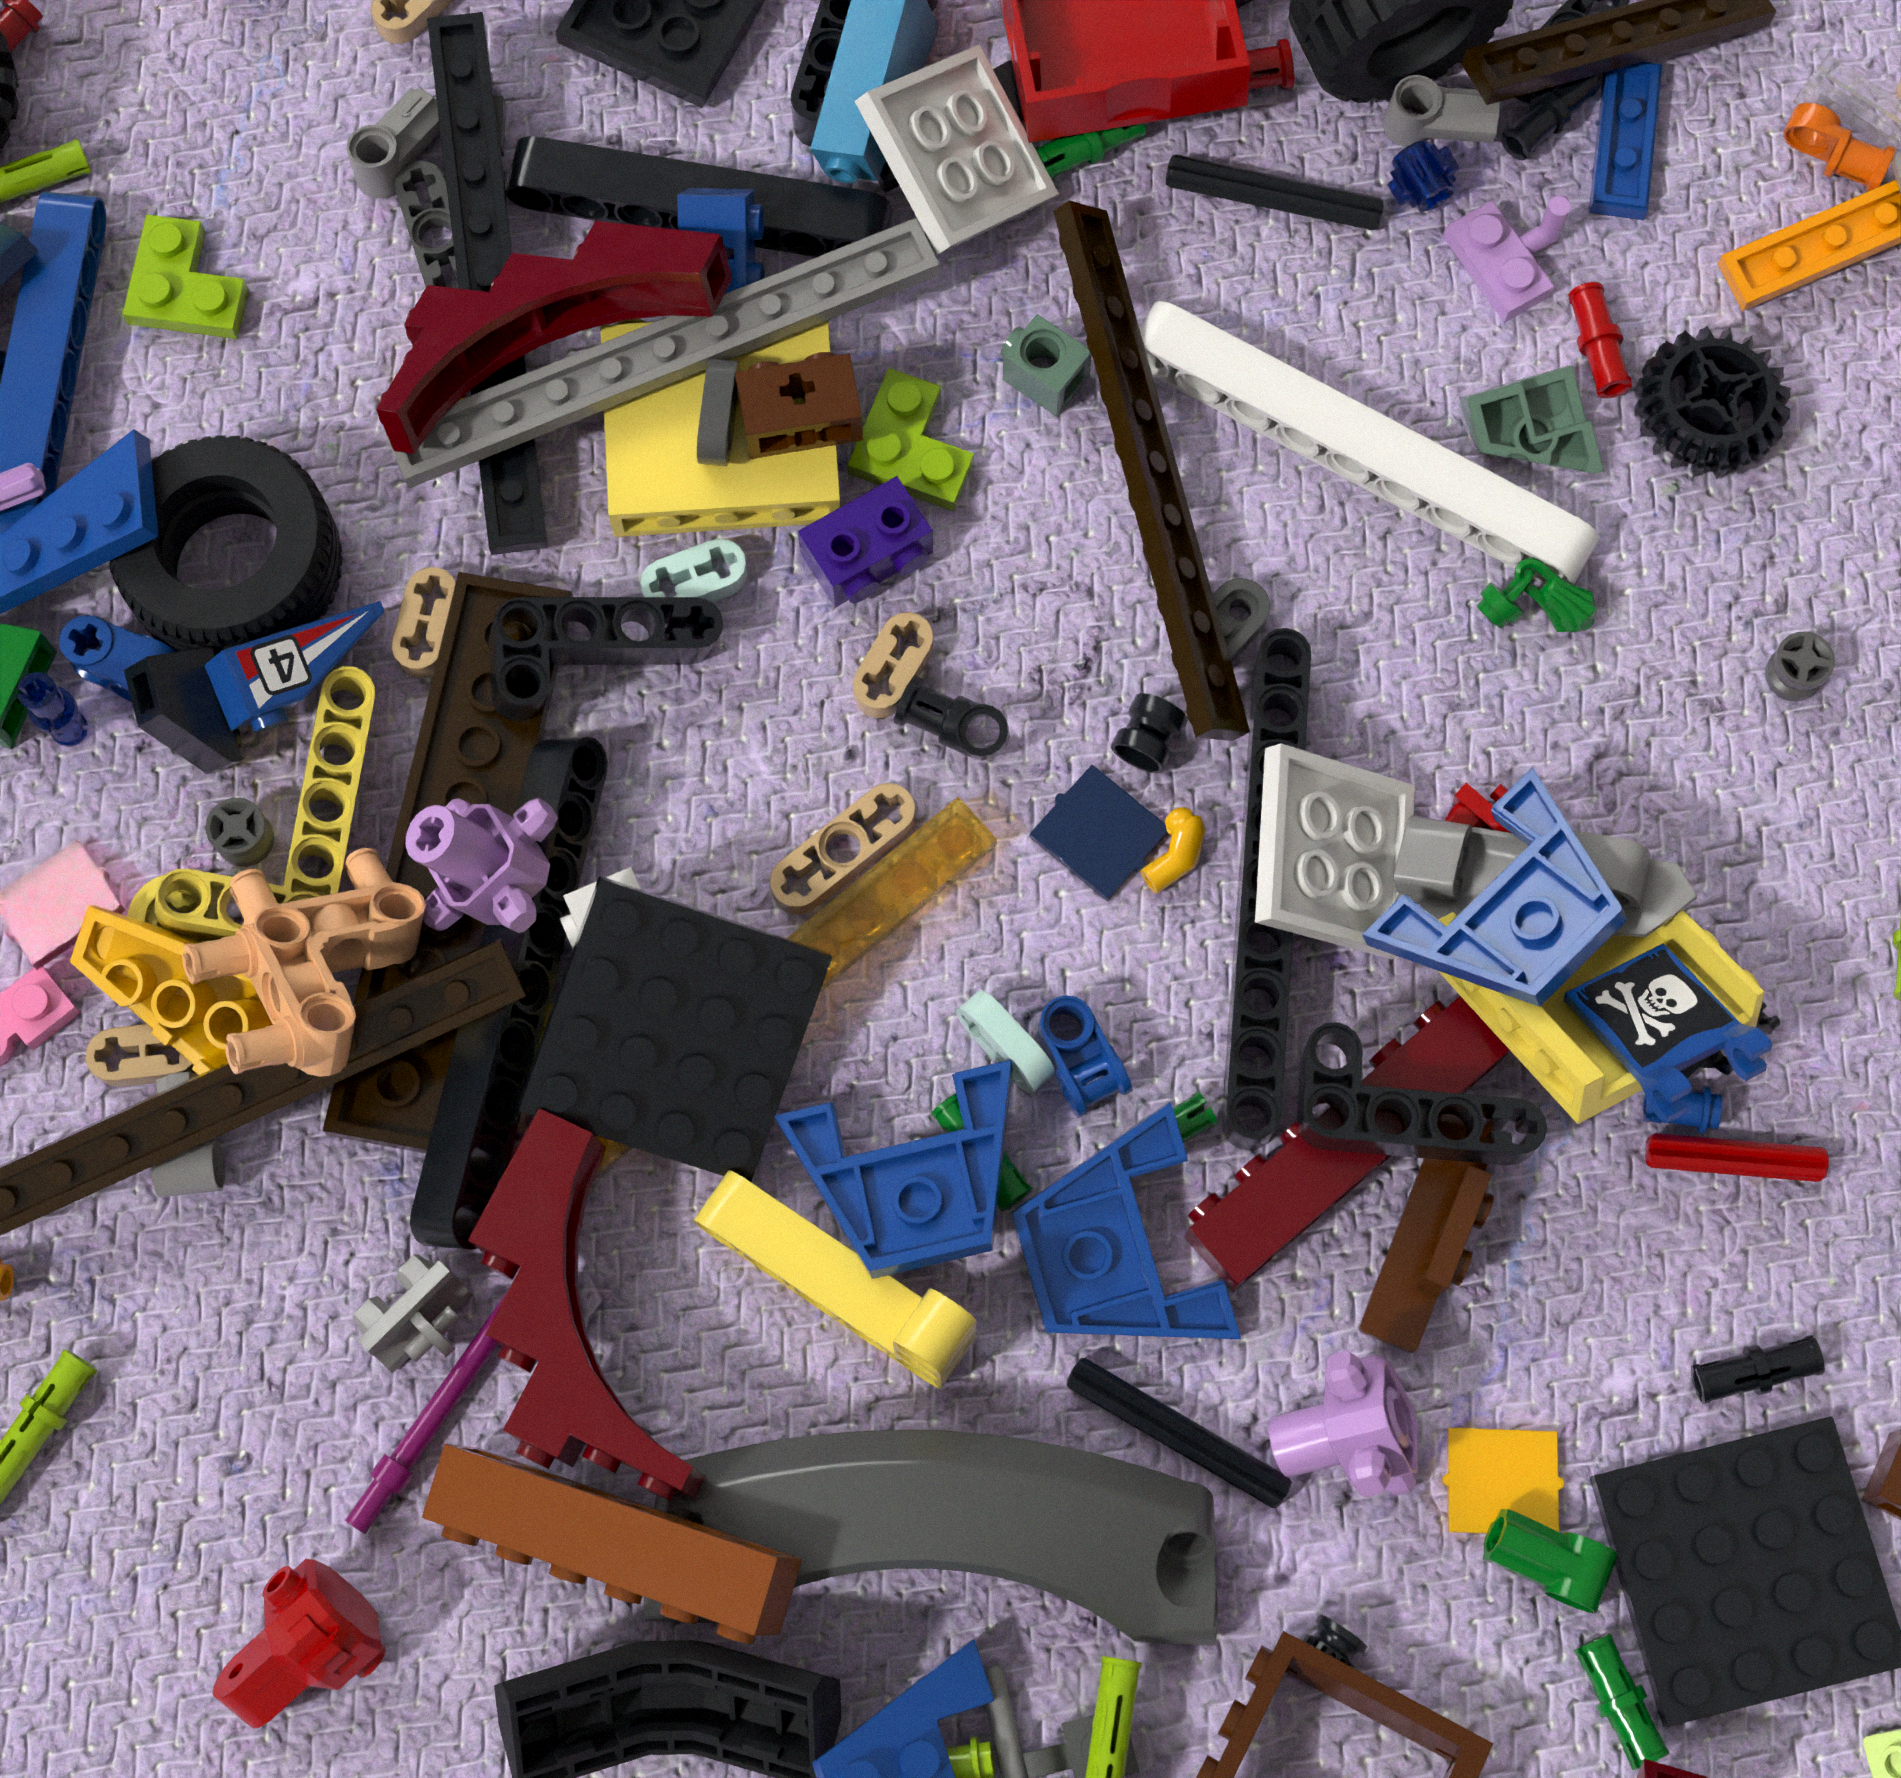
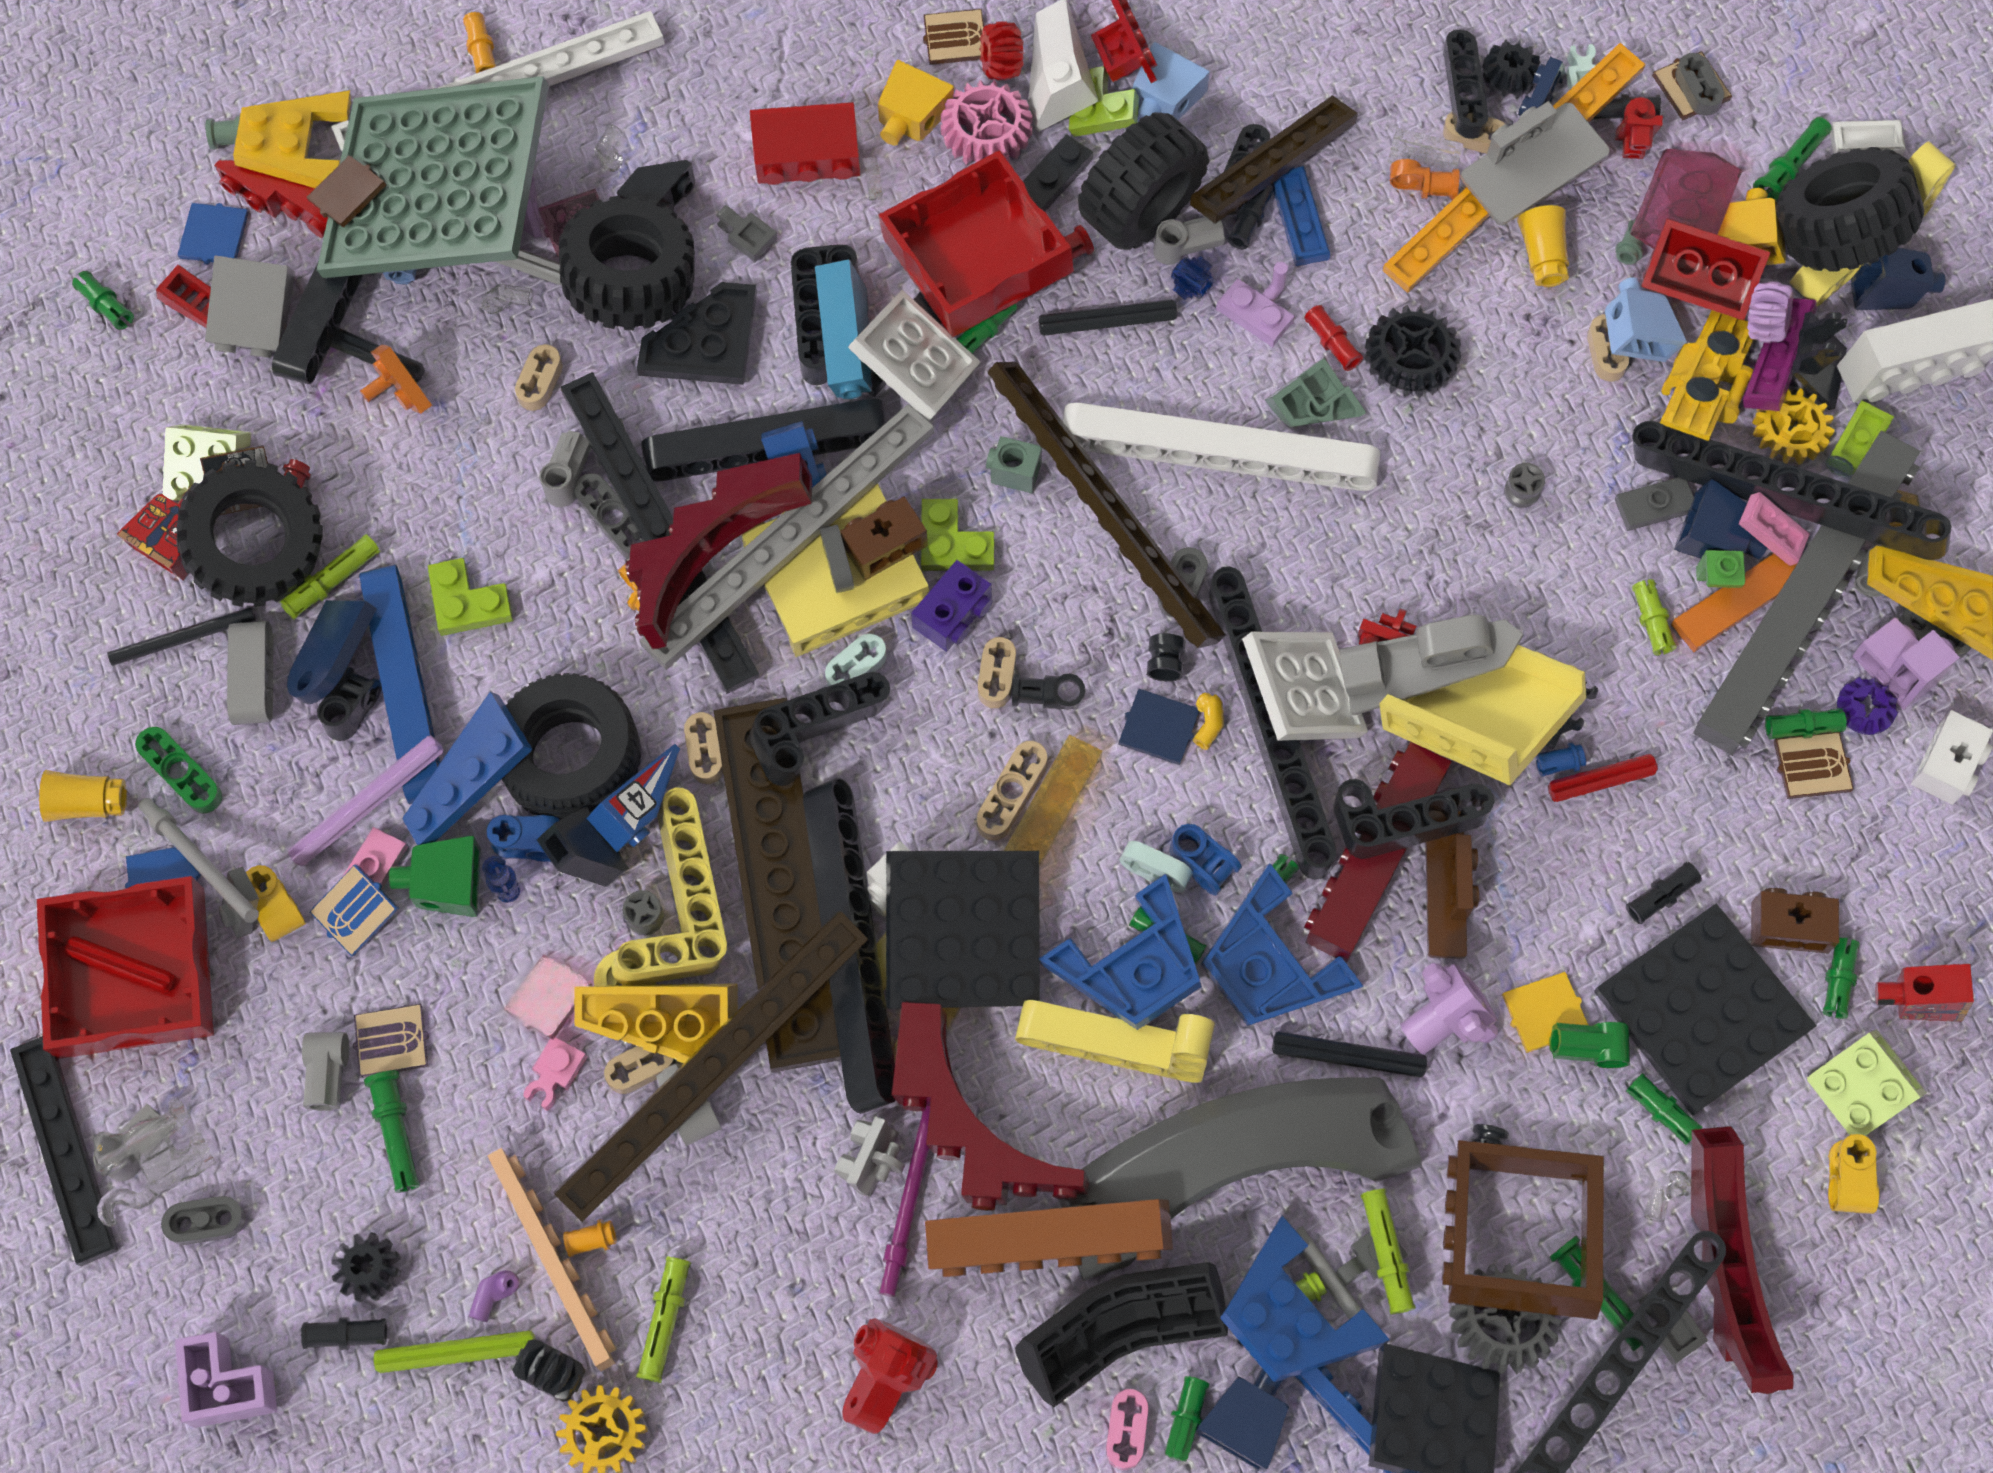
camera: 20 degrees left, 5 degrees down
(292, 956) = (724, 968): light nougat pin -> none
(482, 861) = (808, 872): lavender piece -> none
(1528, 923) = (1435, 683): wing -> none
(1564, 603) = (1377, 497): green piece -> none
(1661, 1022) = (1535, 712): flag -> none

